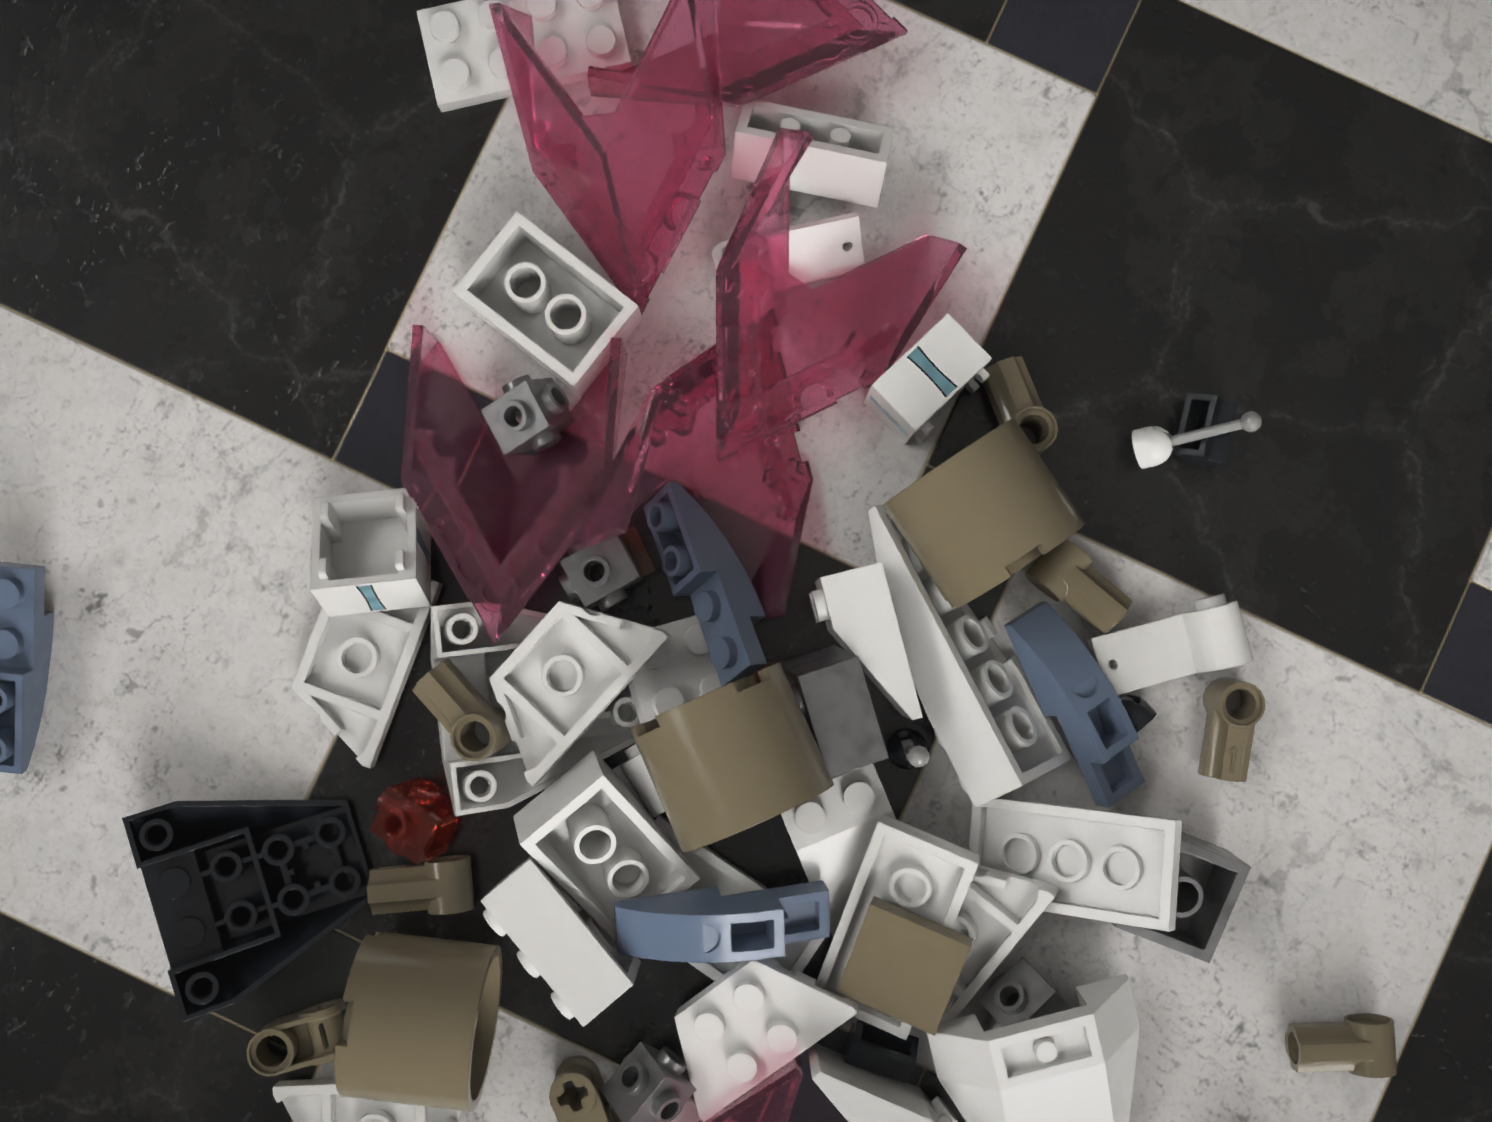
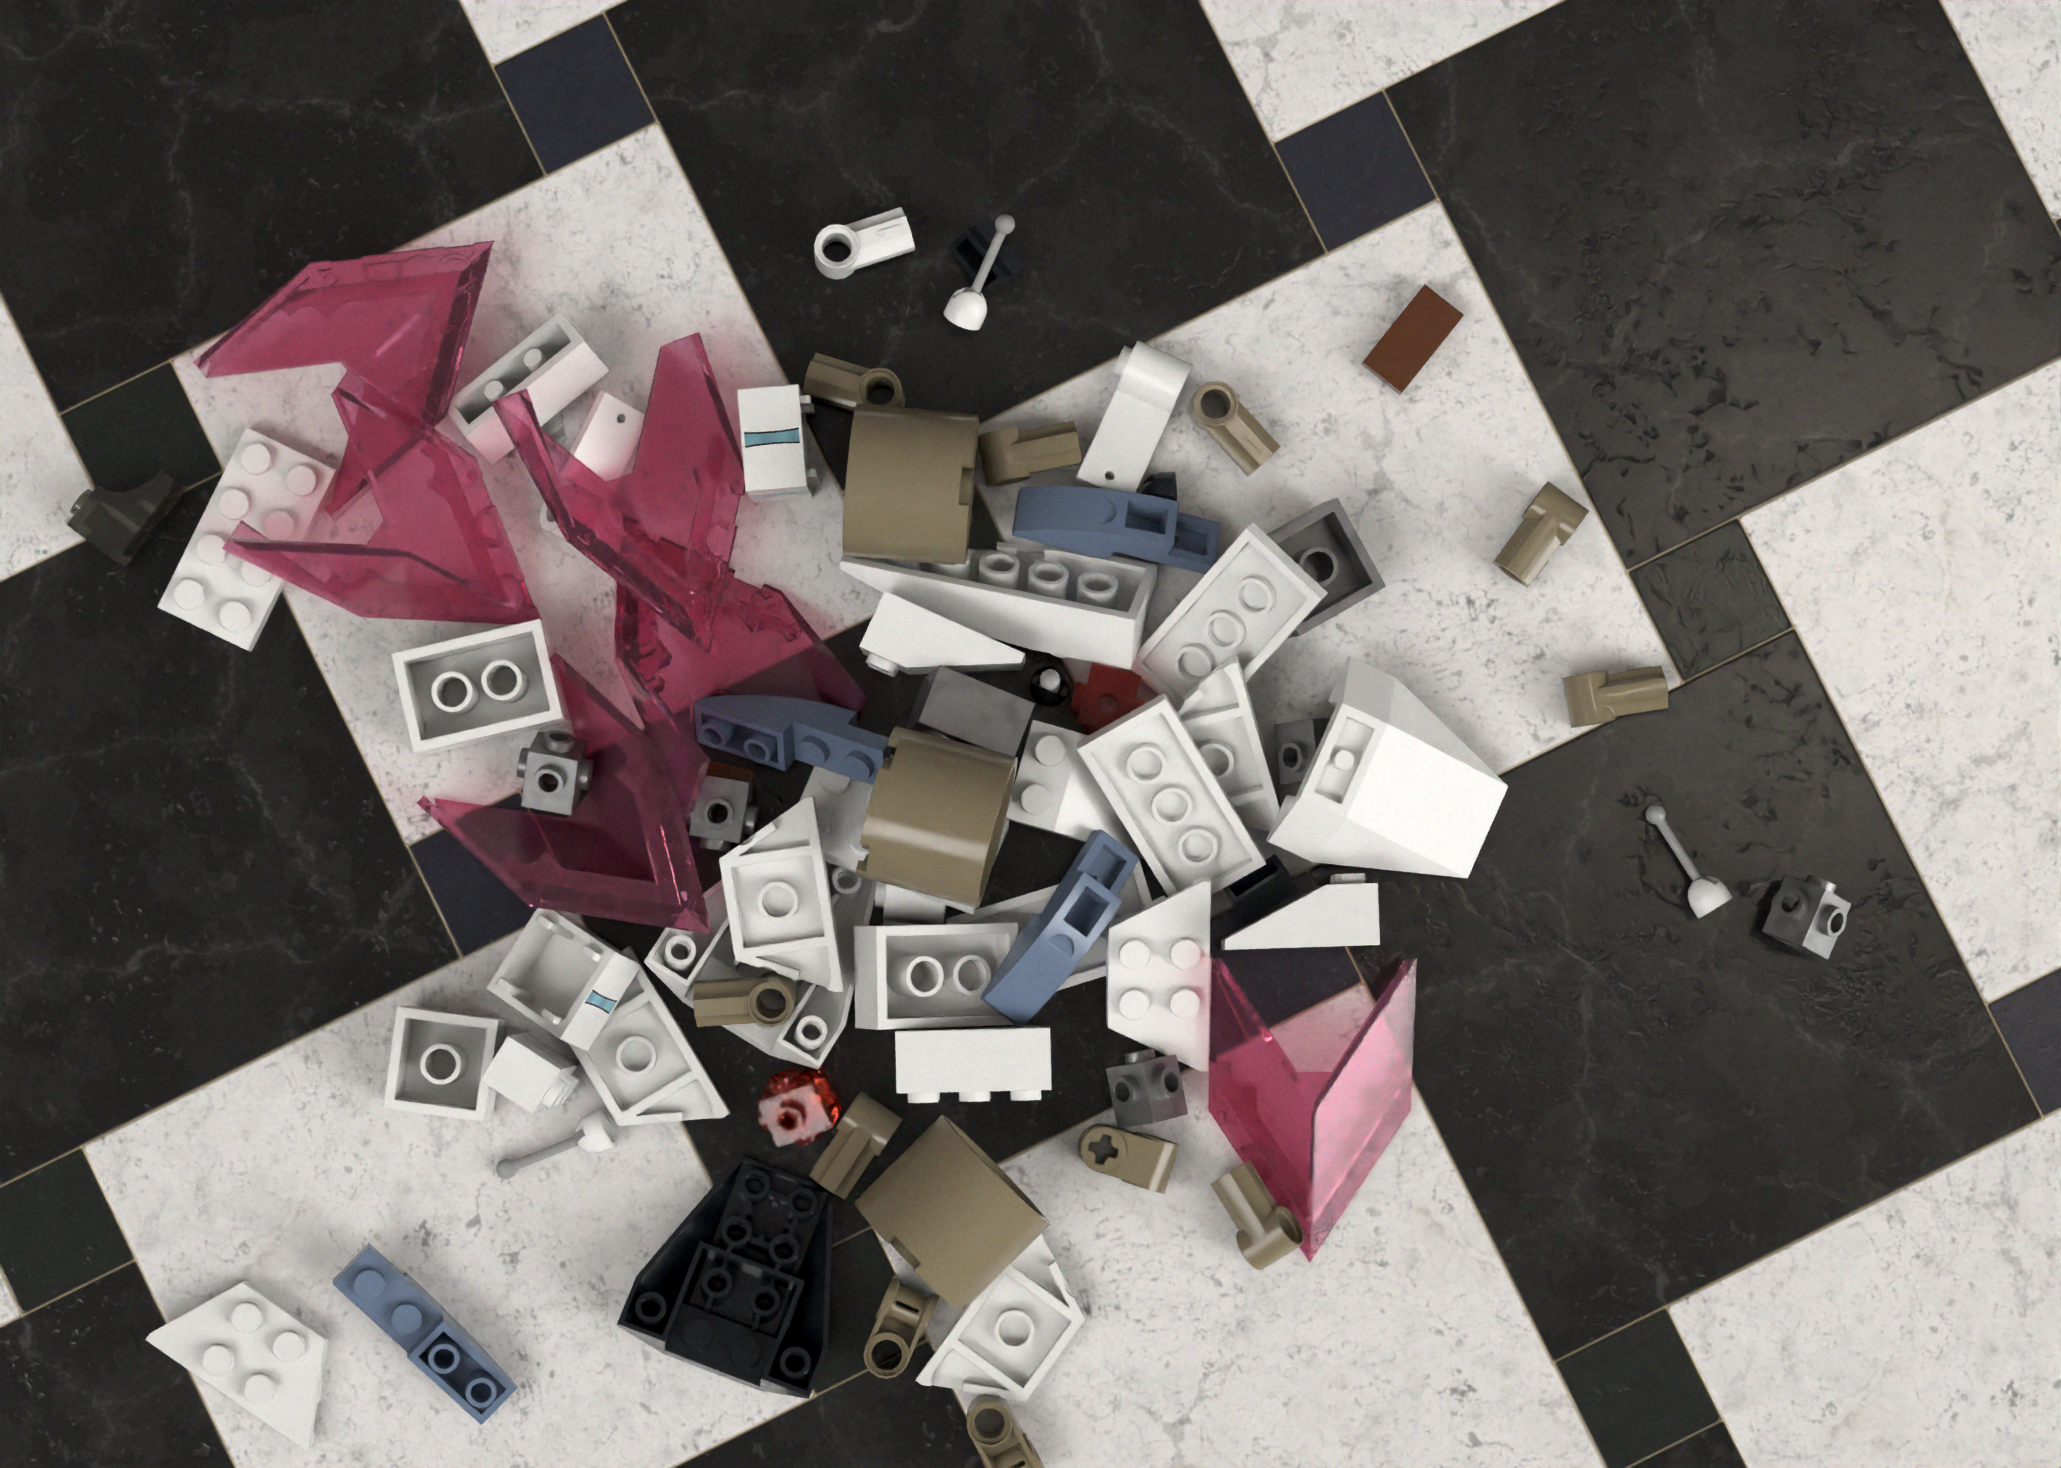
camera: 50 degrees left, 0 degrees up
(230, 512) = (440, 1063): none -> white brick
(264, 589) = (531, 1073): none -> white brick
(270, 672) = (591, 1134): none -> hinge
(904, 965) = (1202, 817): dark tan tile -> none
(951, 810) = (1103, 683): none -> clear red brick
(1140, 325) = (868, 240): none -> white piece
(1411, 816) = (1412, 339): none -> reddish brown tile

